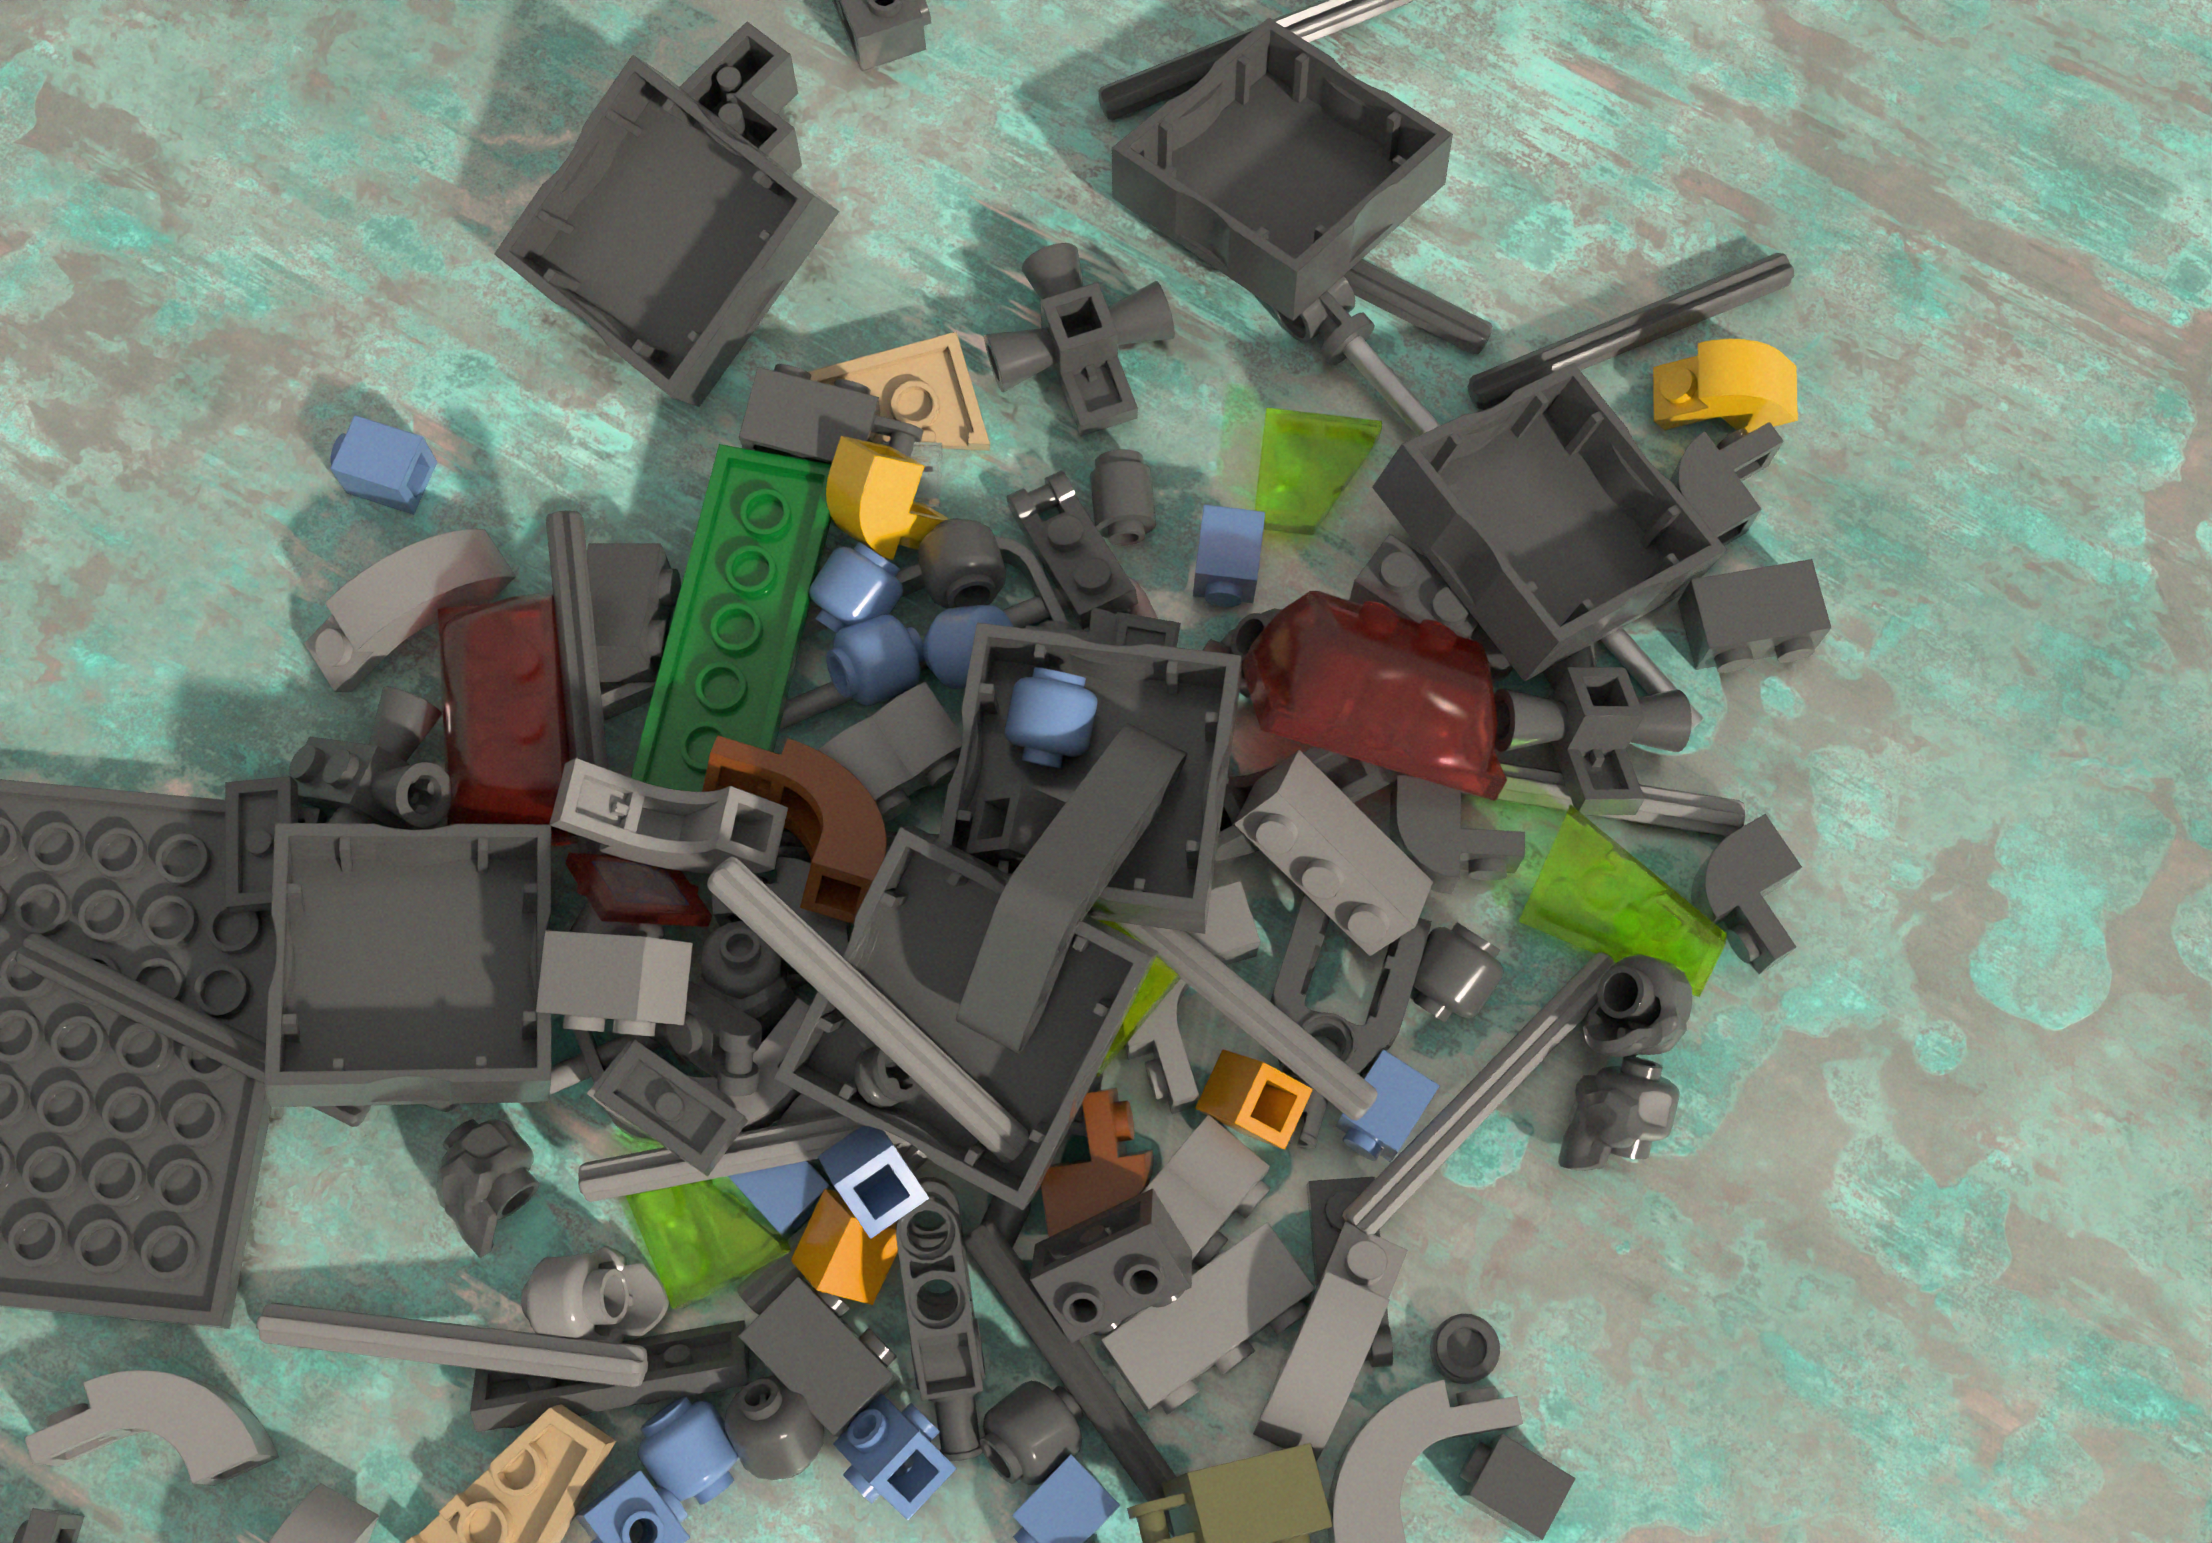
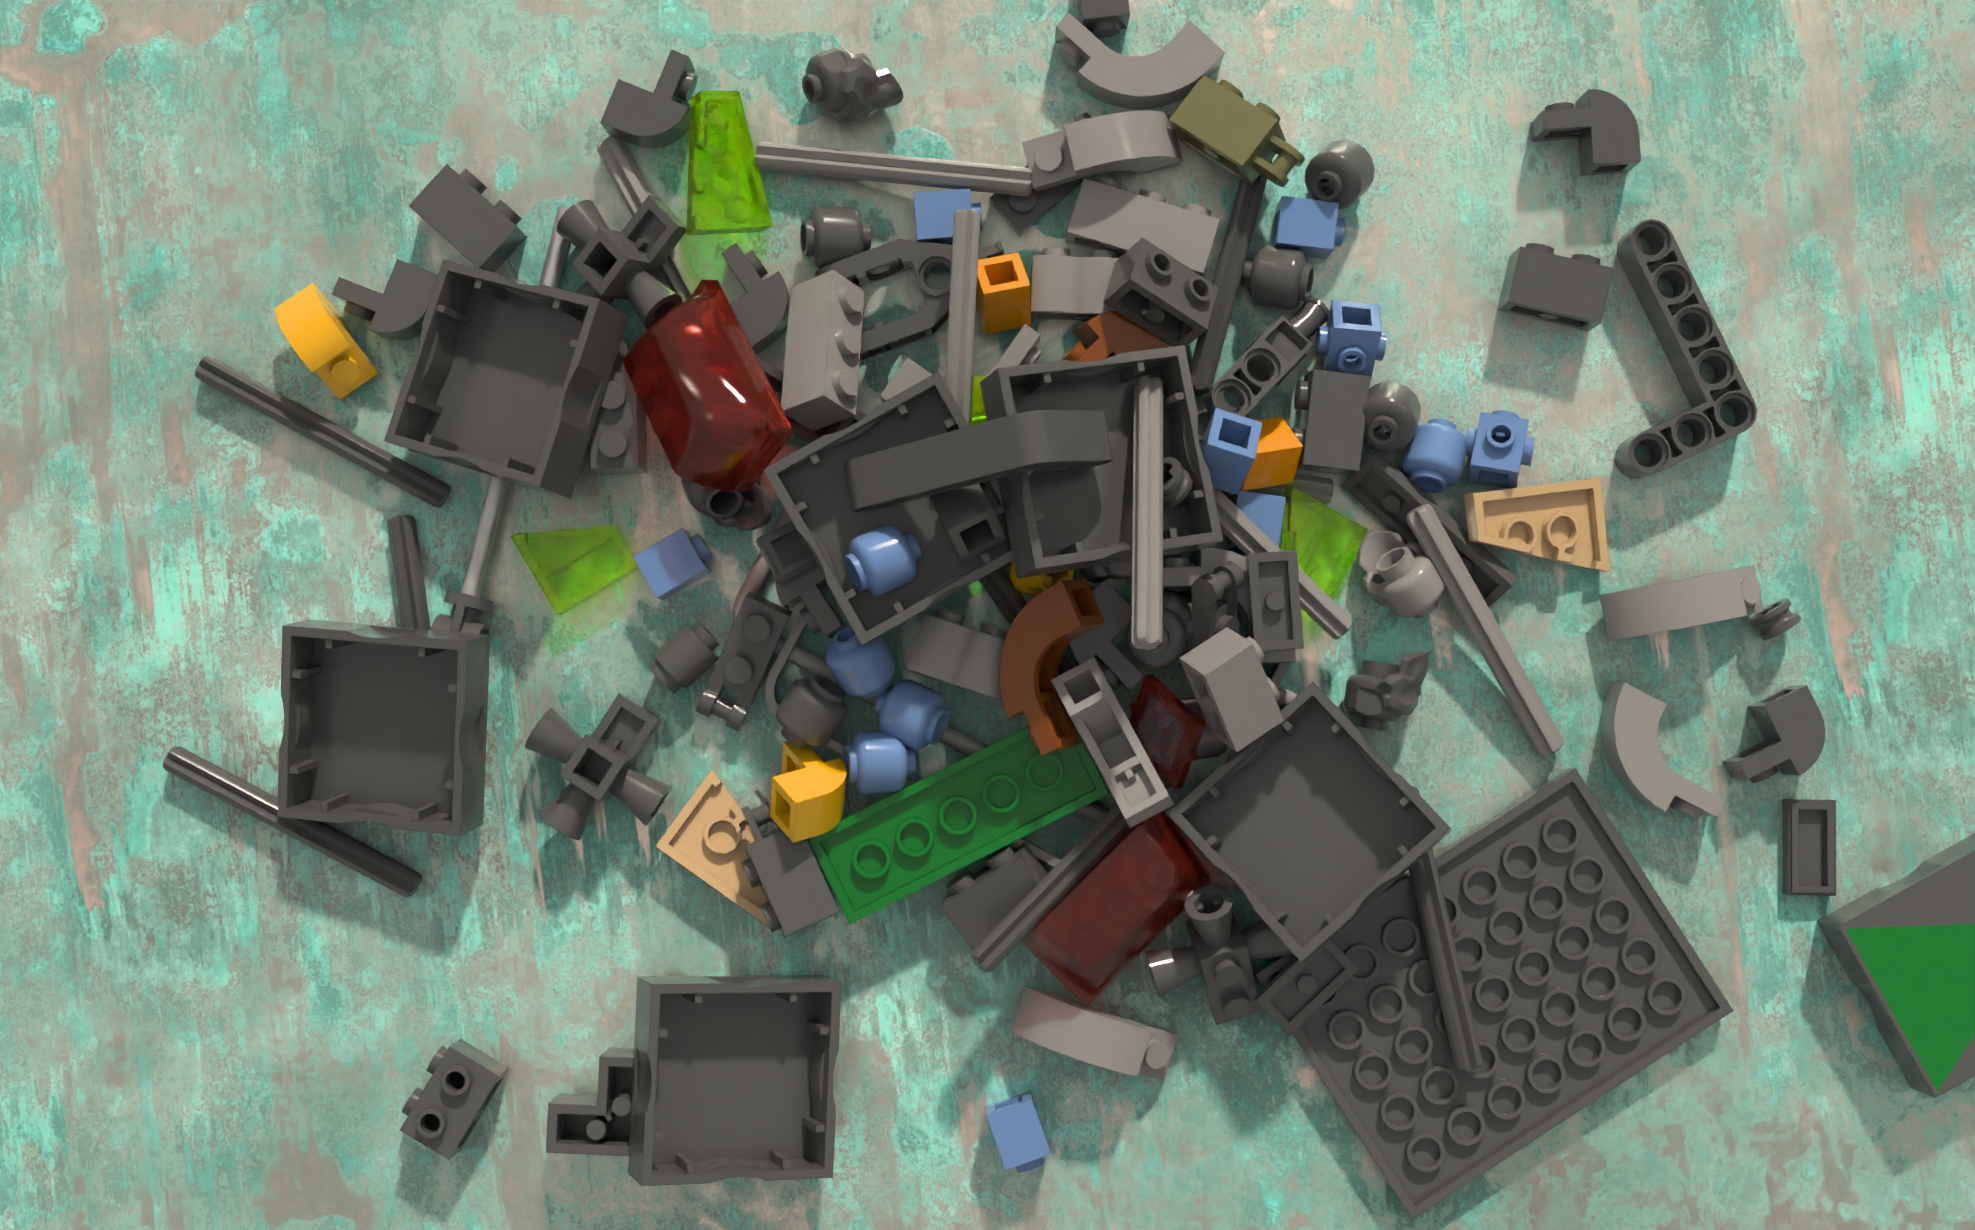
camera: 125 degrees left, 15 degrees up
(1464, 1348) = (1045, 81): dark grey tile -> none
(1639, 1008) = (779, 114): dark grey head -> none

